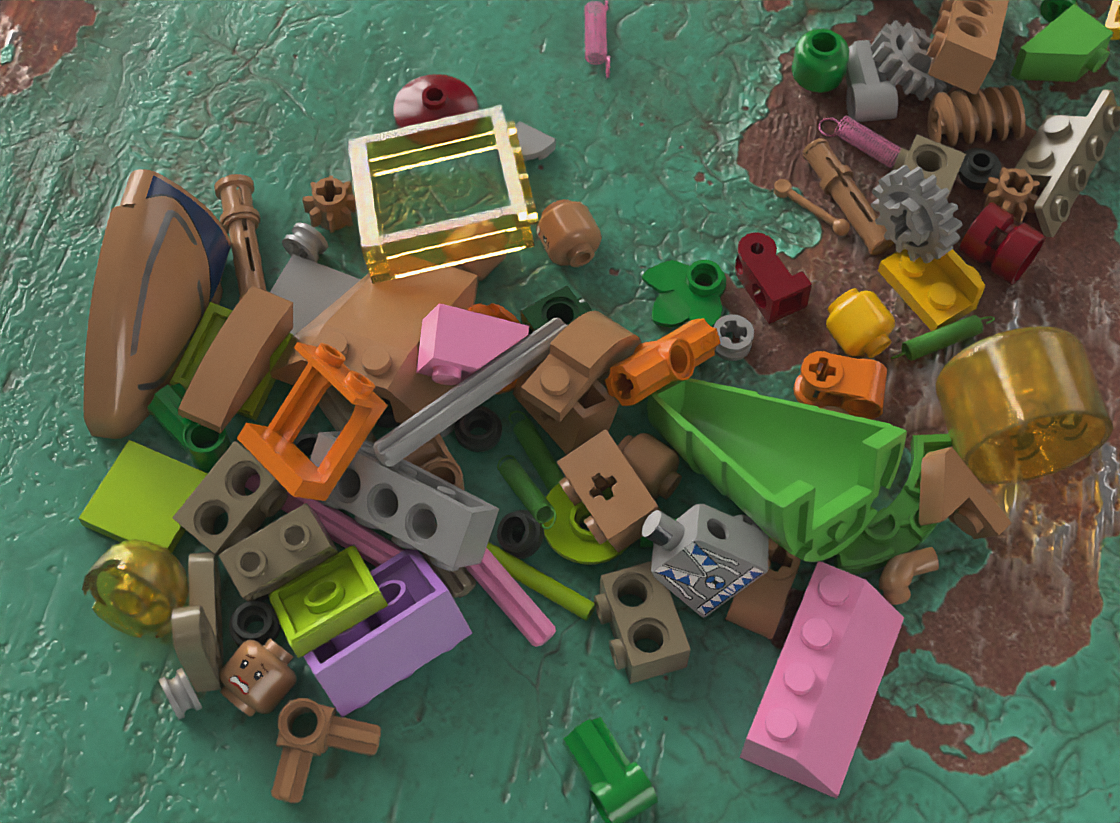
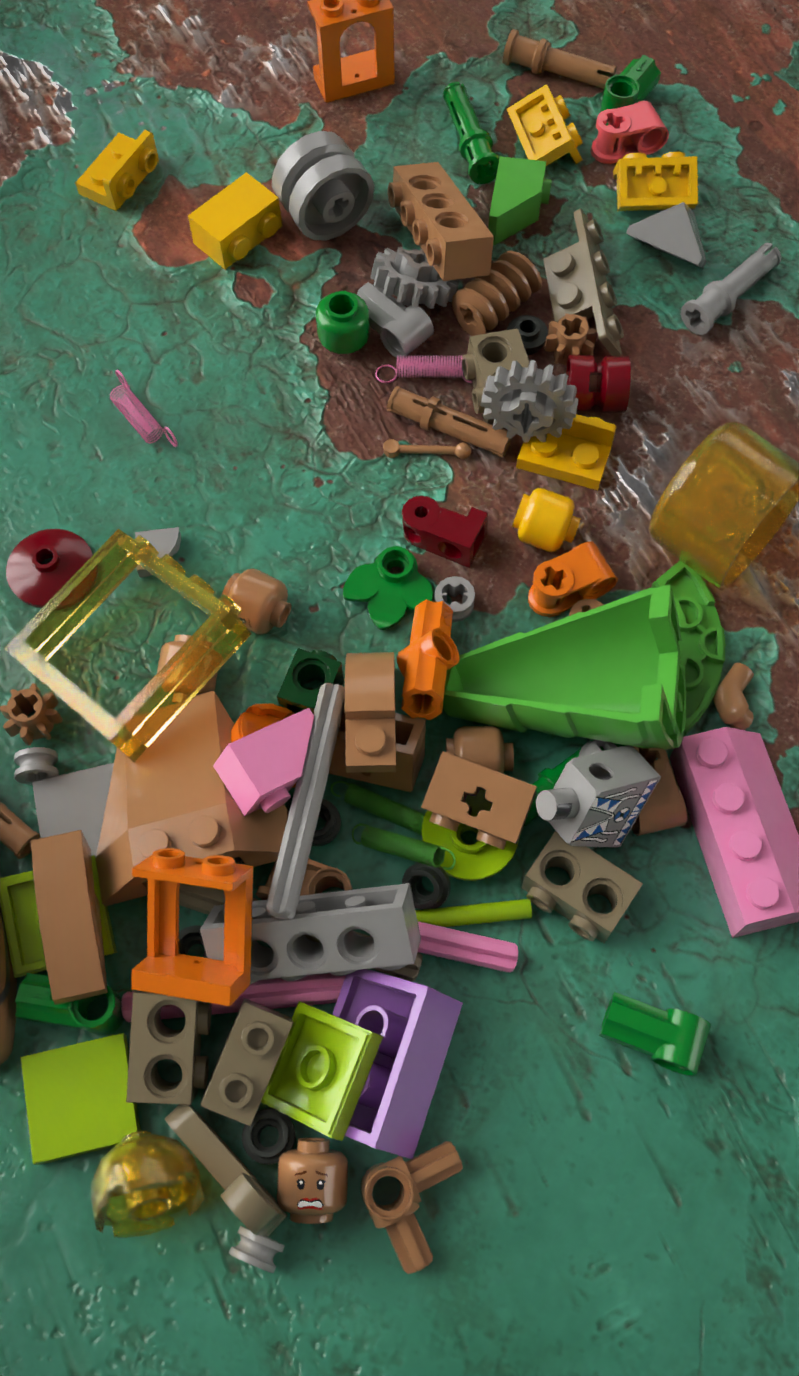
camera: 35 degrees left, 5 degrees up
(942, 337) = (608, 489): bright green piece -> none
(952, 488) = (729, 610): medium nougat slope -> none

